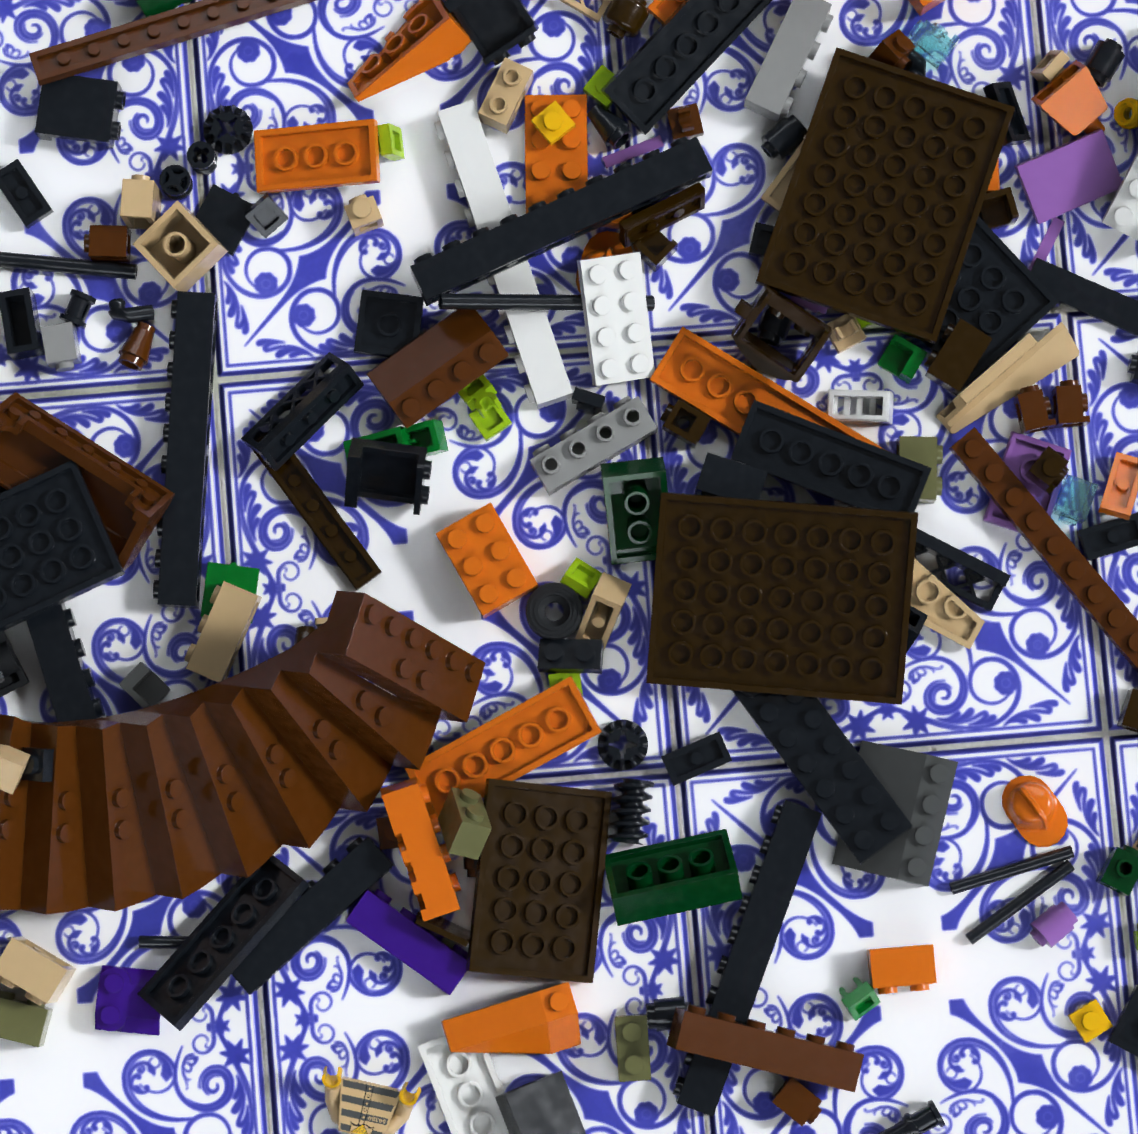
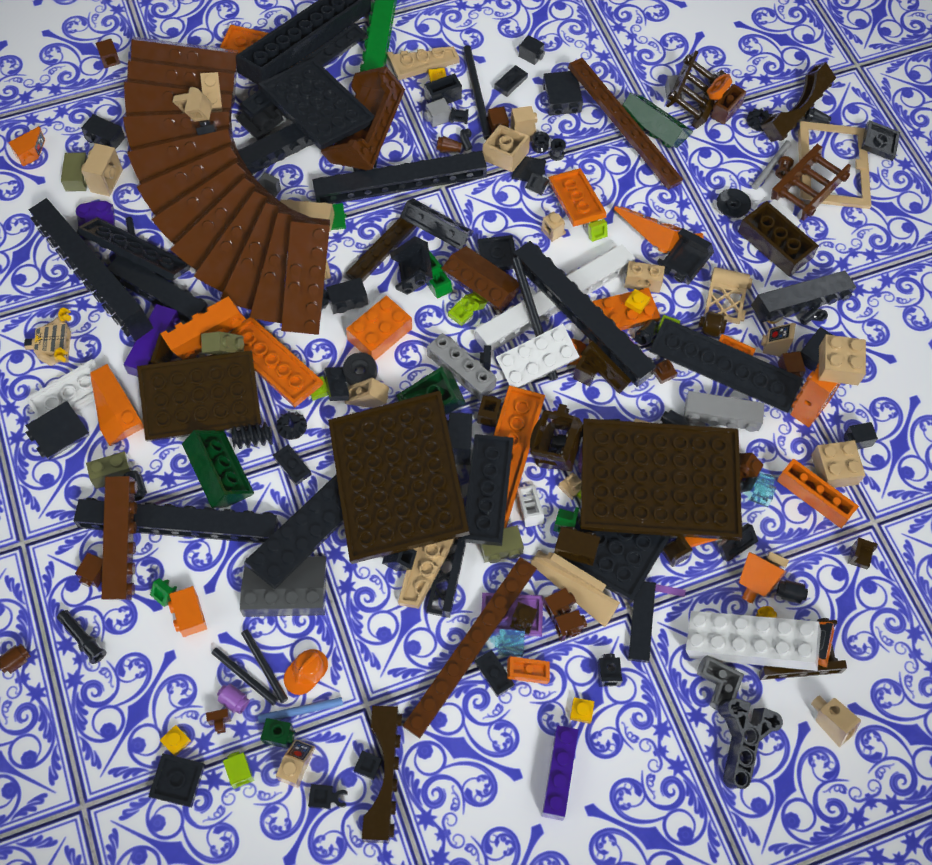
camera: 70 degrees right, 20 degrees down
(228, 143) = (583, 162): black gear -> none
(245, 1023) = (91, 270): none -> black brick
(407, 592) = (347, 295): none -> black brick
(581, 577) = (384, 376): lime plate -> none
(1069, 176) = (713, 586): medium lavender tile -> none
(1078, 951) = (218, 719): none -> reddish brown tile
(1091, 830) = (301, 709): none -> medium blue bar

